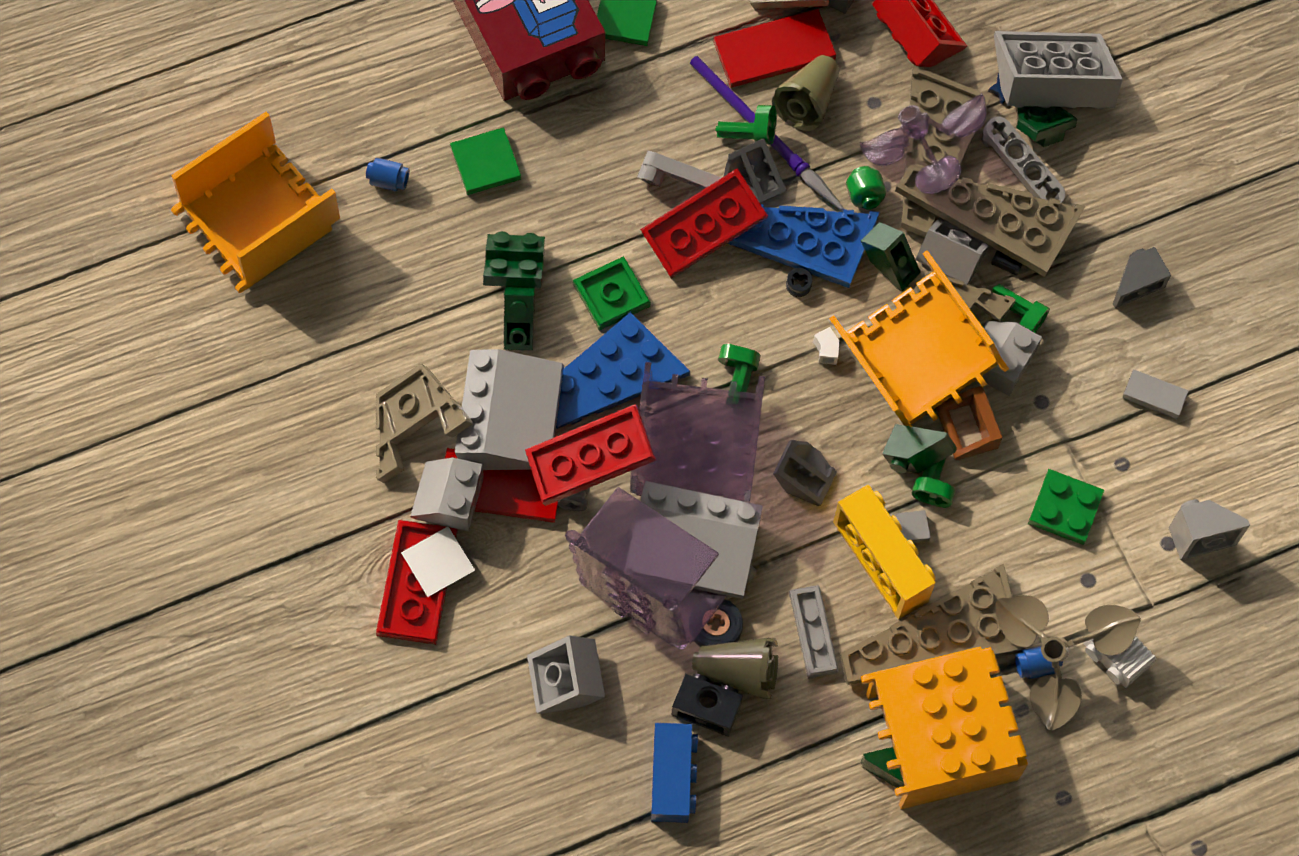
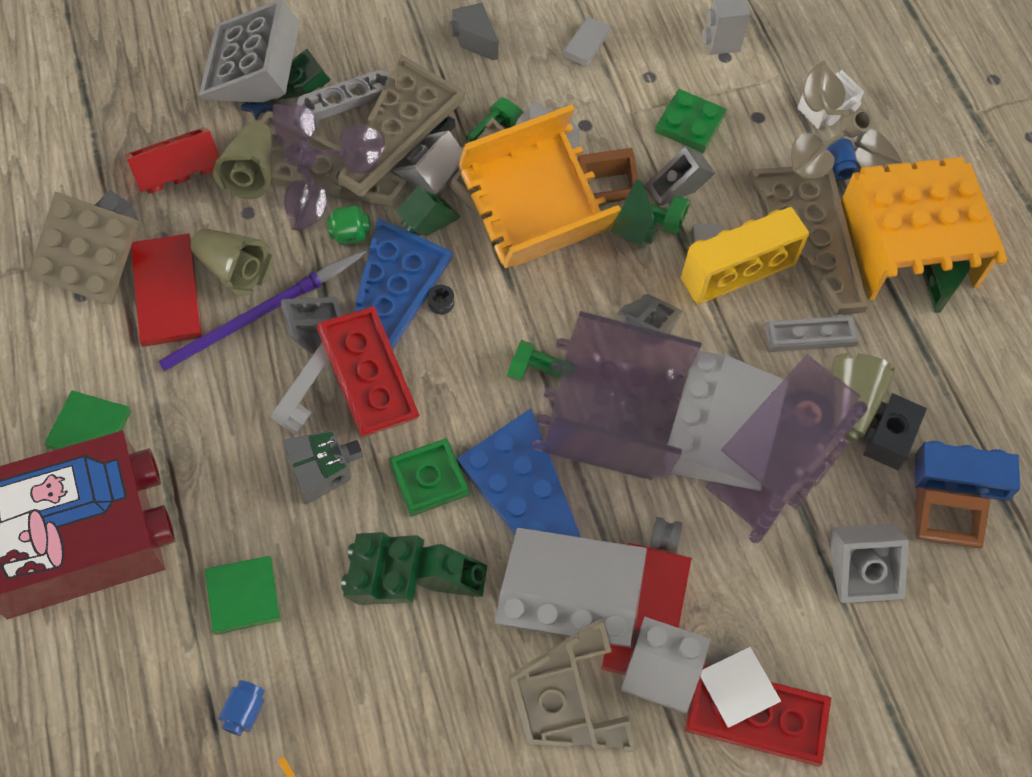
camera: 85 degrees left, 5 degrees down
(590, 455) = (651, 494): red tile -> none
(610, 199) = (320, 462): none -> dark grey torso
(639, 757) = (978, 504): none -> dark orange tile
(763, 126) = (268, 305): green piece -> none
(827, 345) = (515, 282): white piece -> none
(916, 83) = (247, 162): none -> olive cone
(982, 495) = (680, 176): none -> dark grey slope

